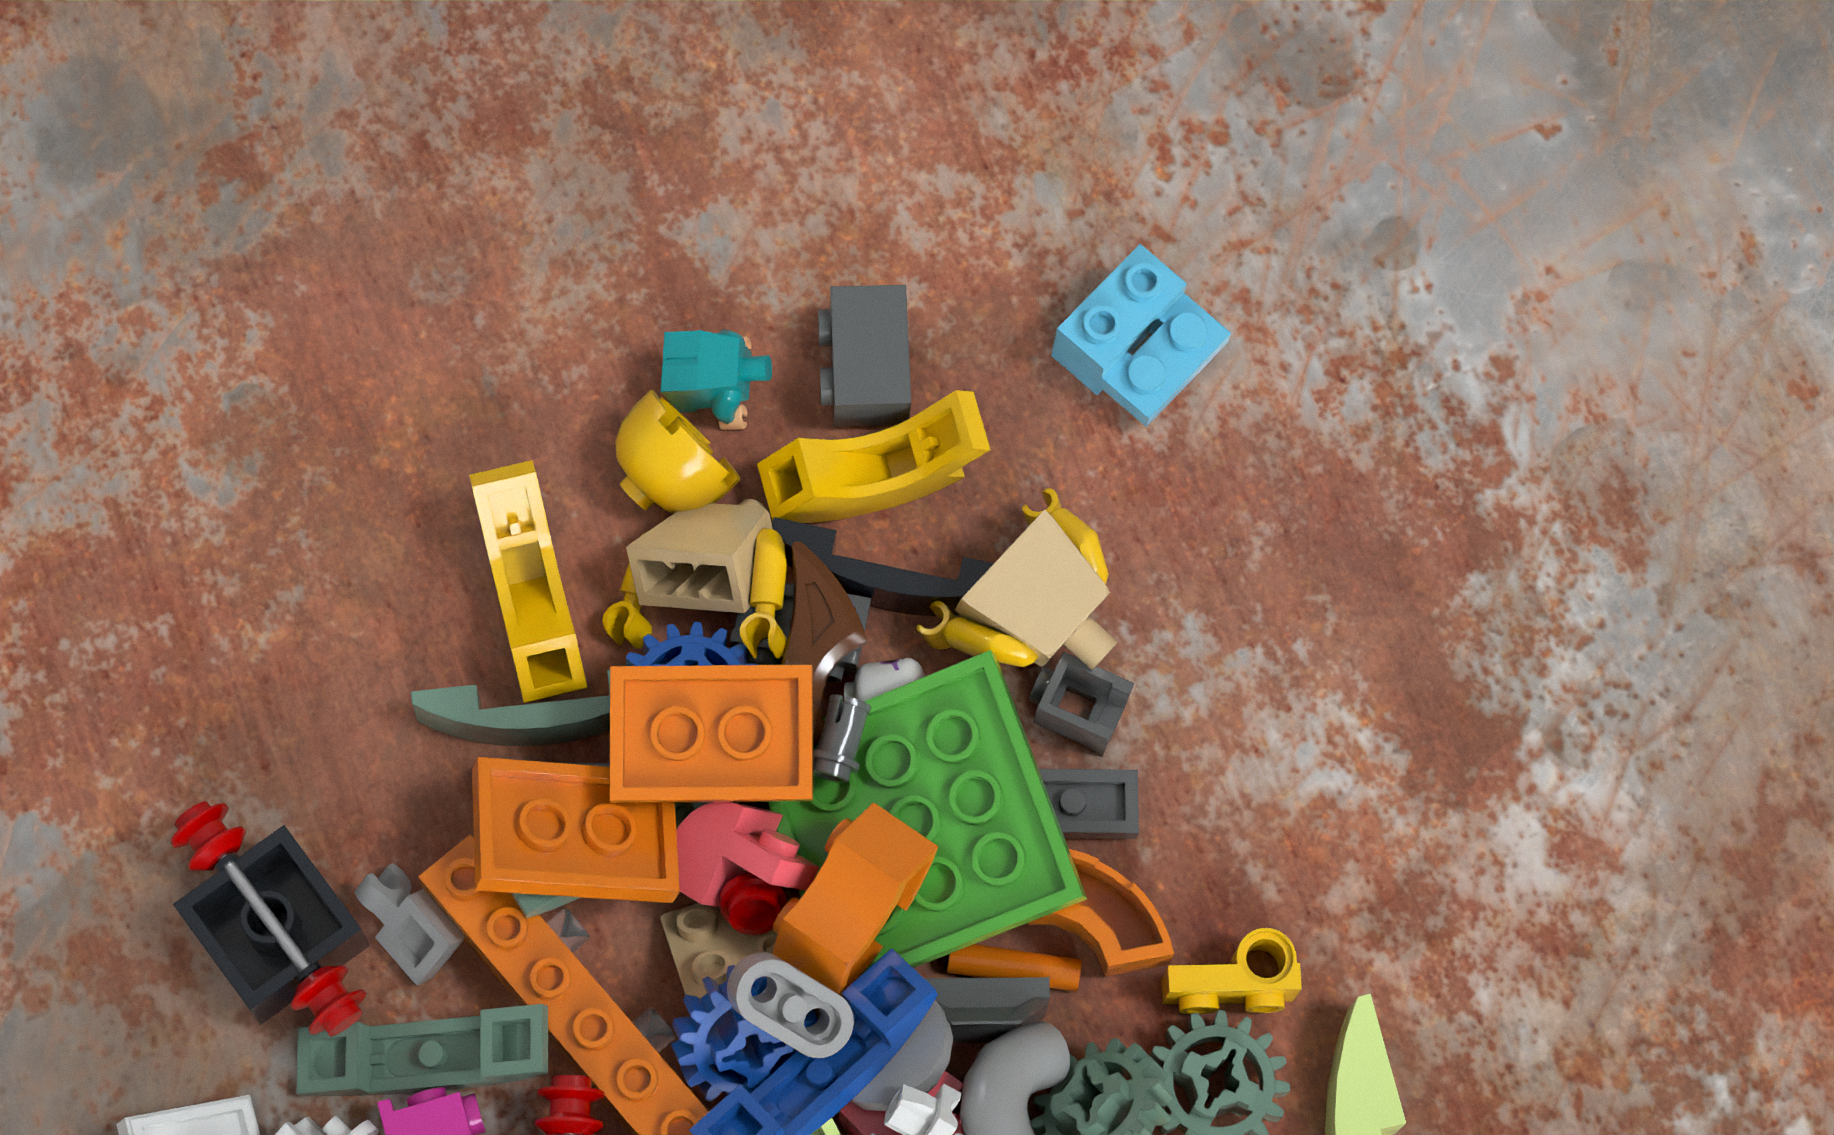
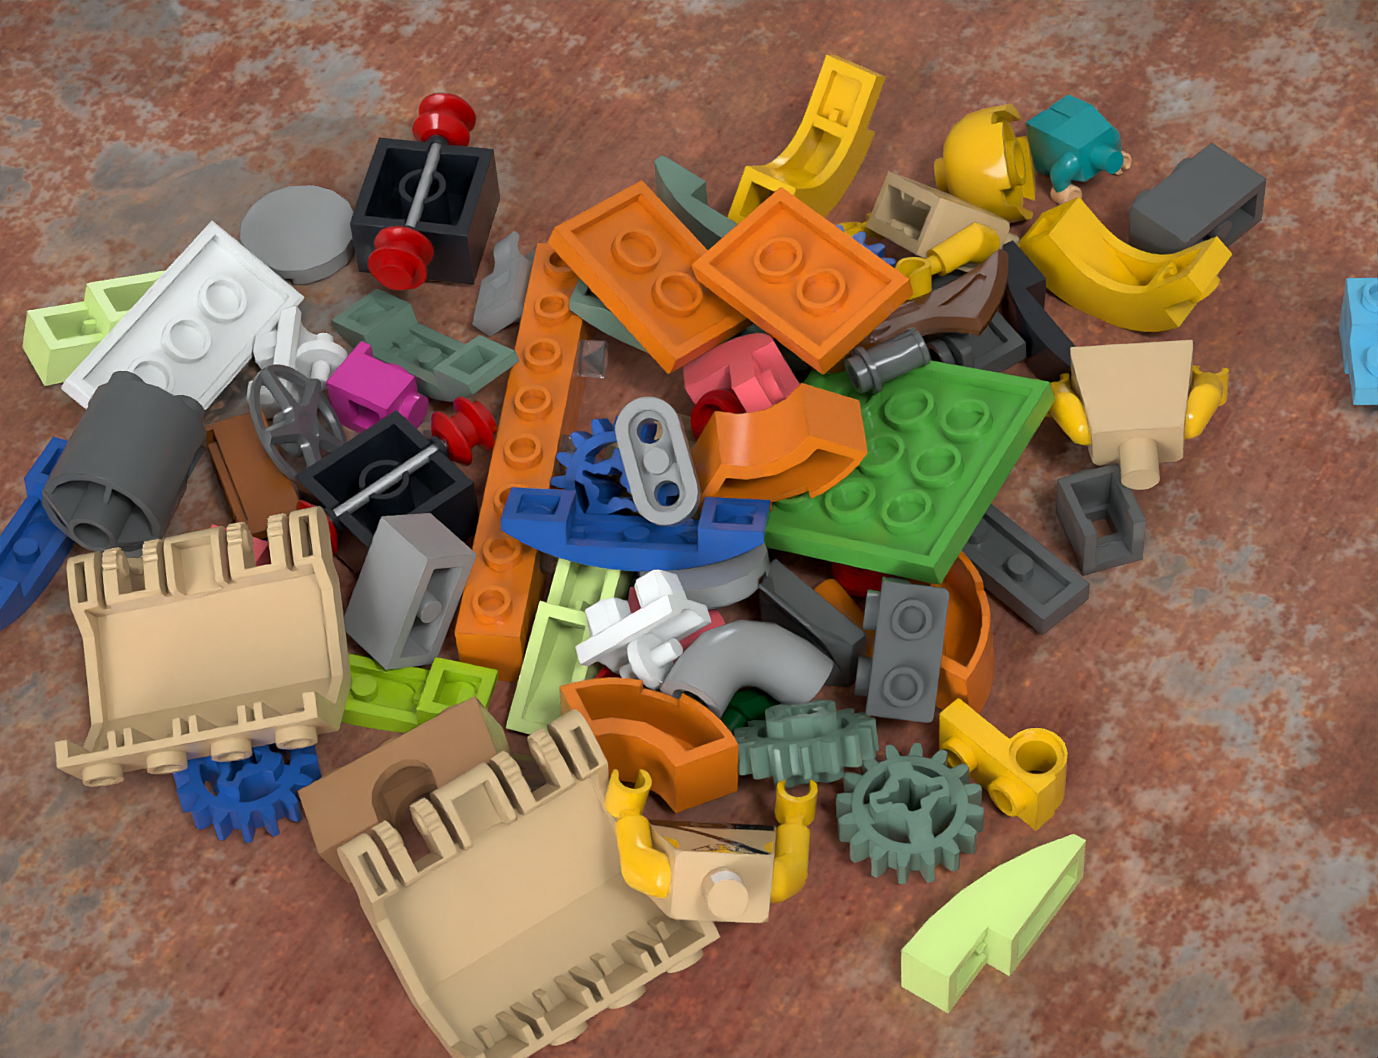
camera: 60 degrees right, 20 degrees down
(167, 1039) = (300, 232): none -> light grey tile
(1101, 973) = (906, 650): none -> dark grey bracket

